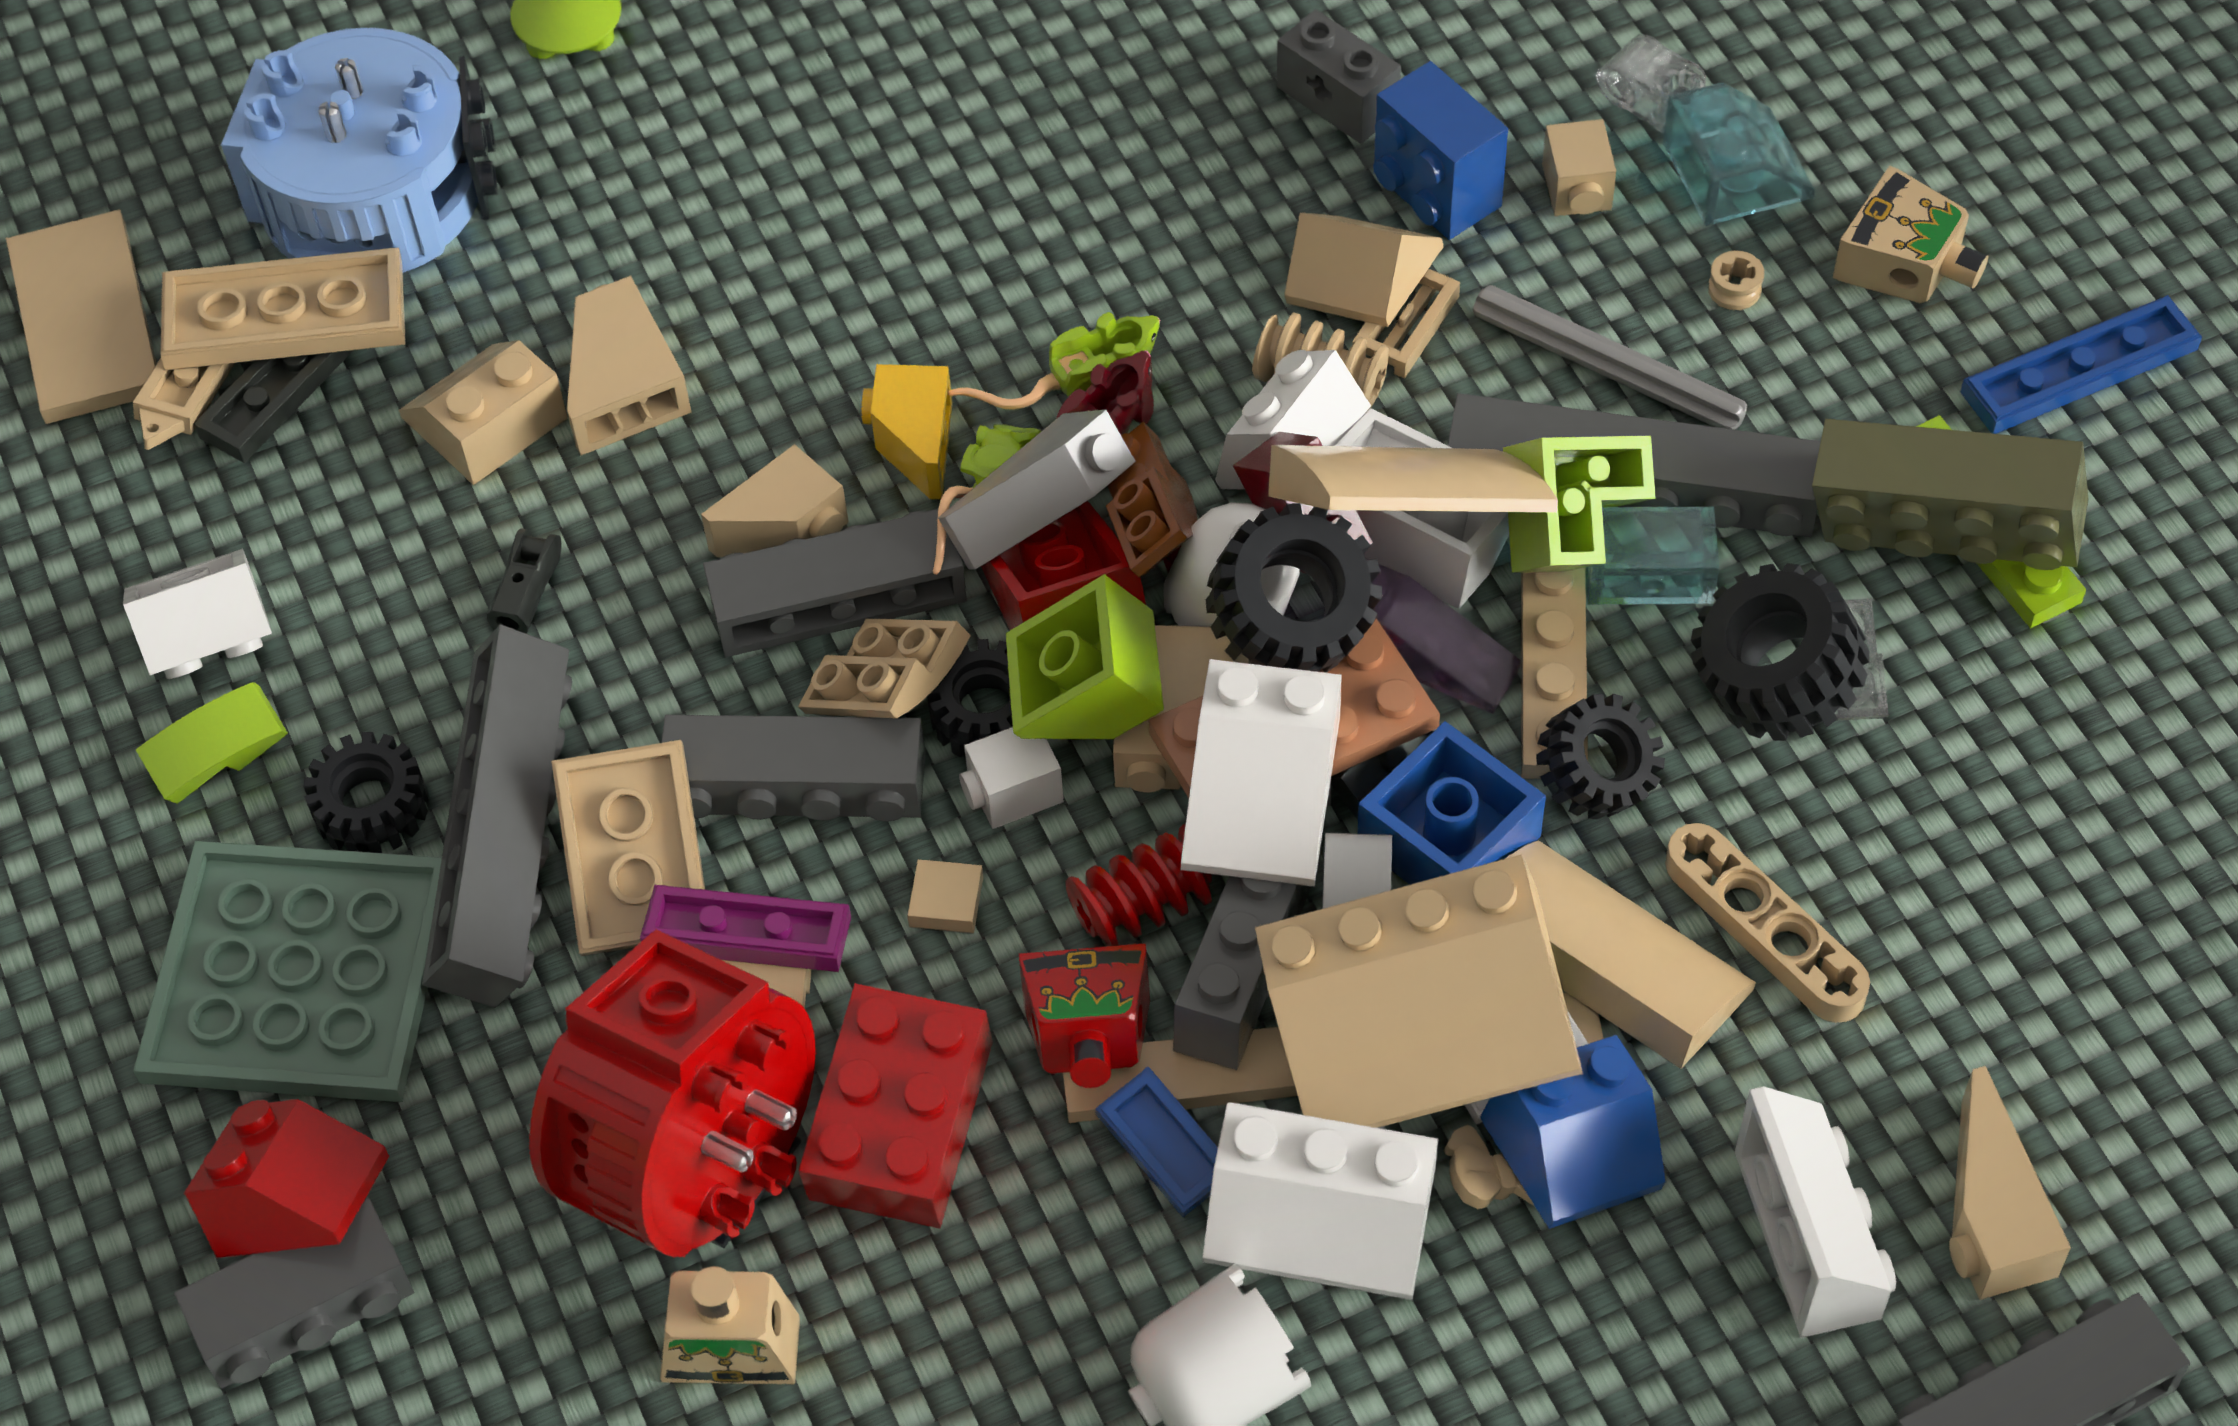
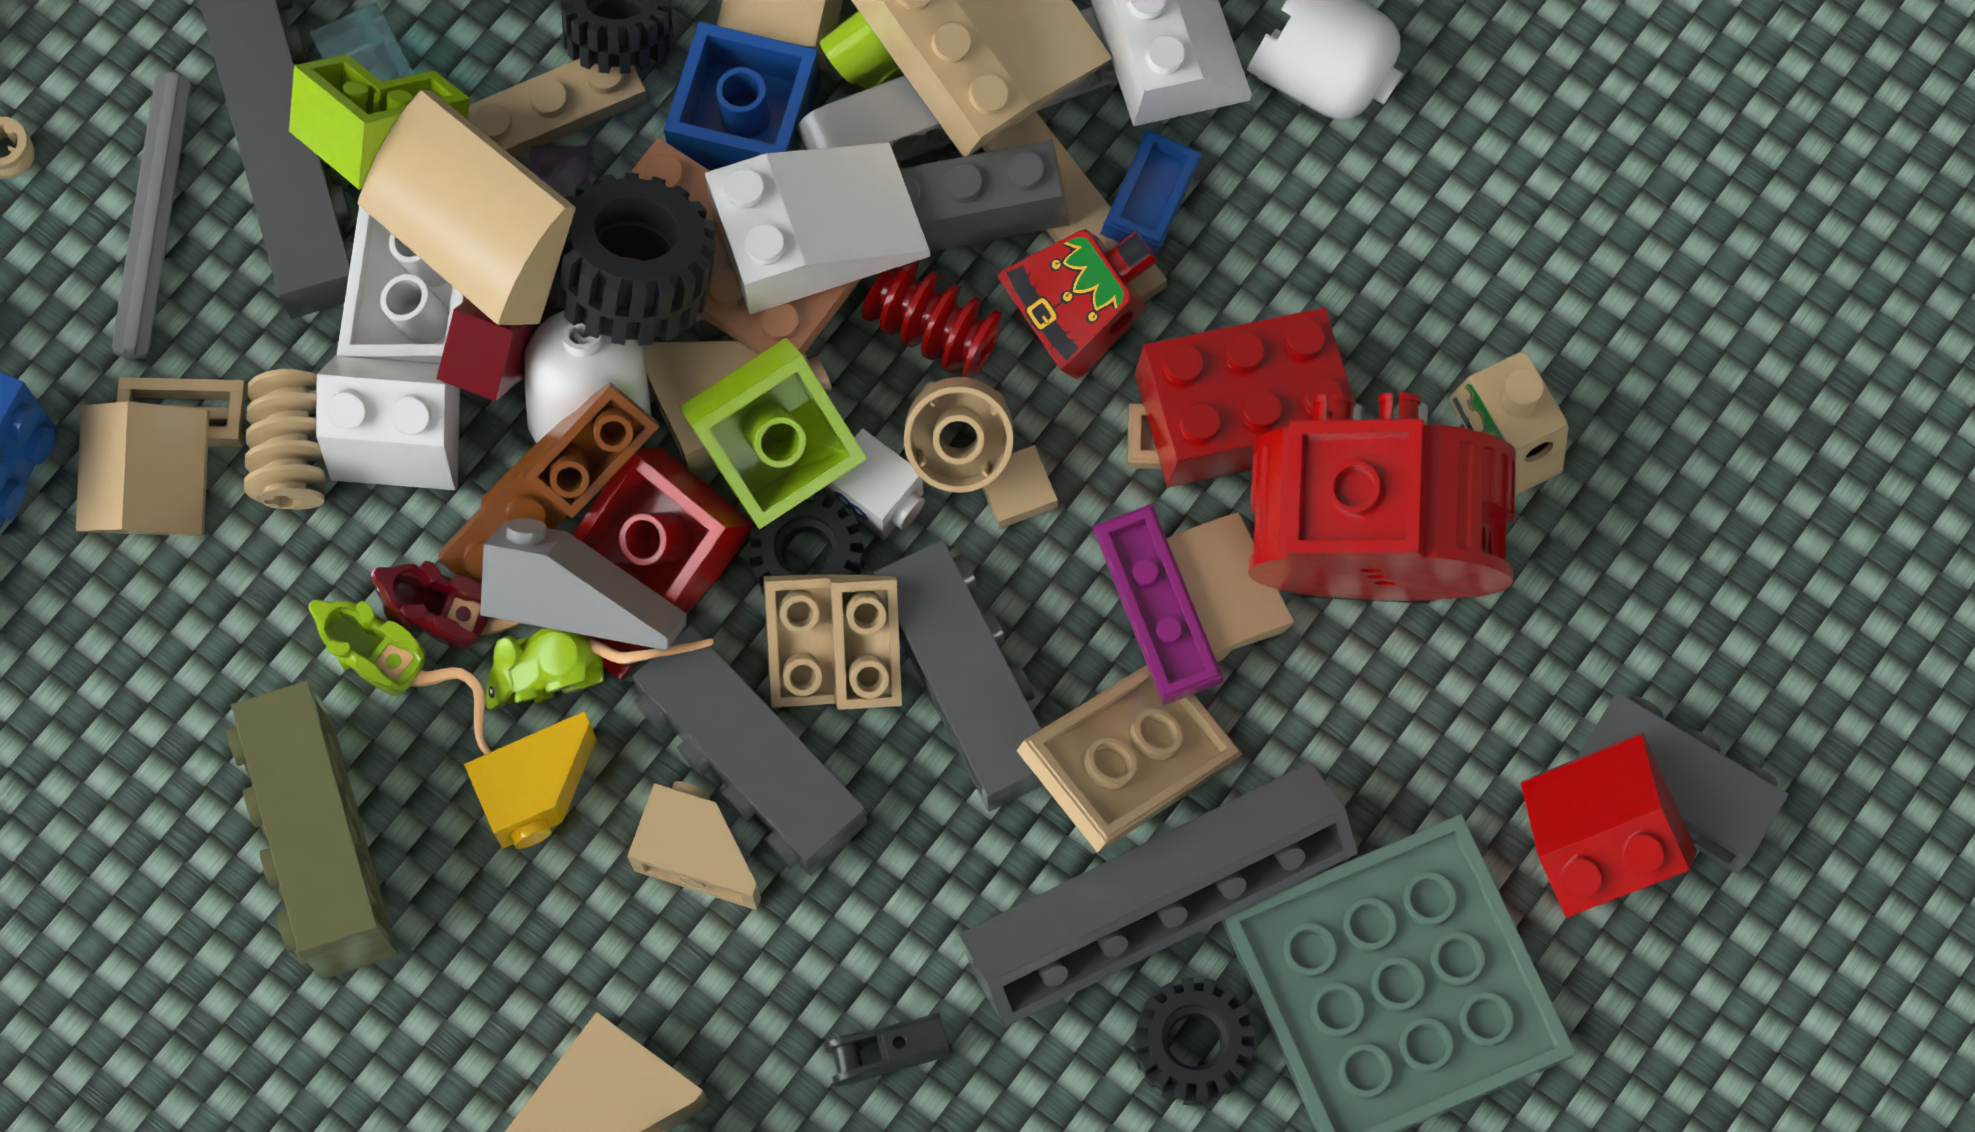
camera: 120 degrees left, 15 degrees up
(959, 251) = (312, 831): none -> olive brick
(1009, 839) = (952, 467): none -> tan piece

